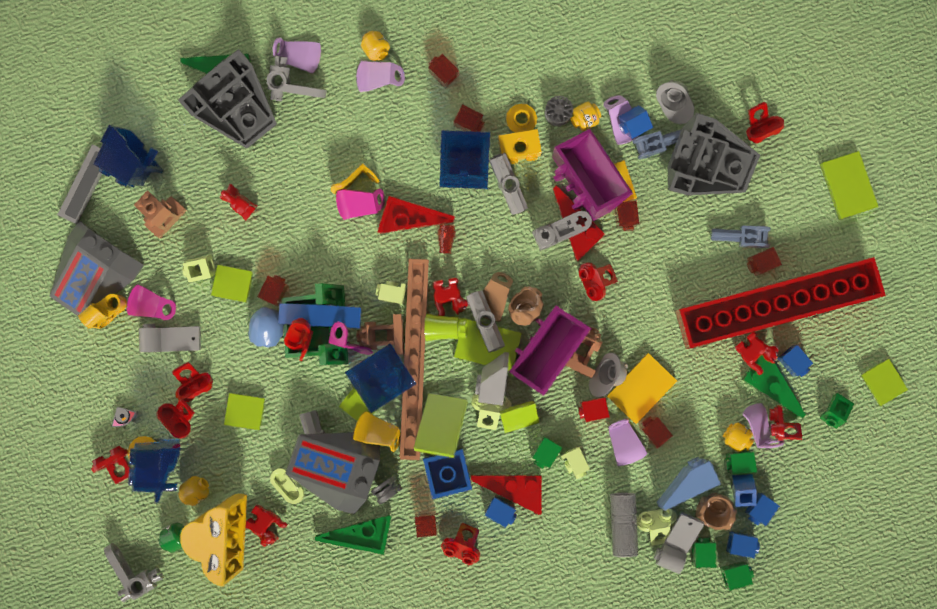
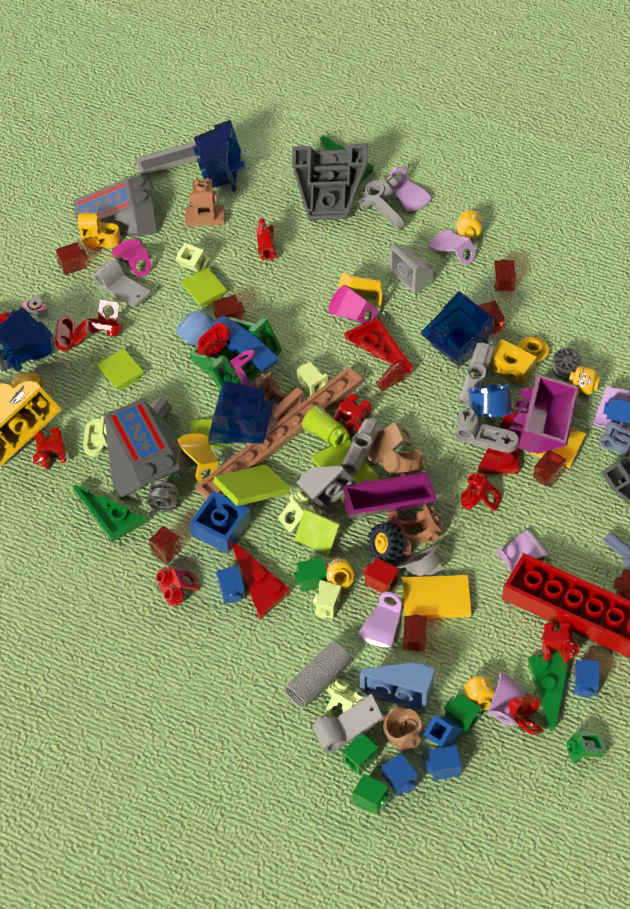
camera: 40 degrees right, 30 degrees down
(107, 352) = (71, 258): none -> clear red brick
(370, 128) = (410, 268): none -> light grey slope
(542, 201) = (490, 401): none -> blue brick
(566, 435) = (340, 572): none -> yellow head
(577, 384) = (386, 542): none -> black wheel
(665, 298) = (524, 543): none -> lavender piece

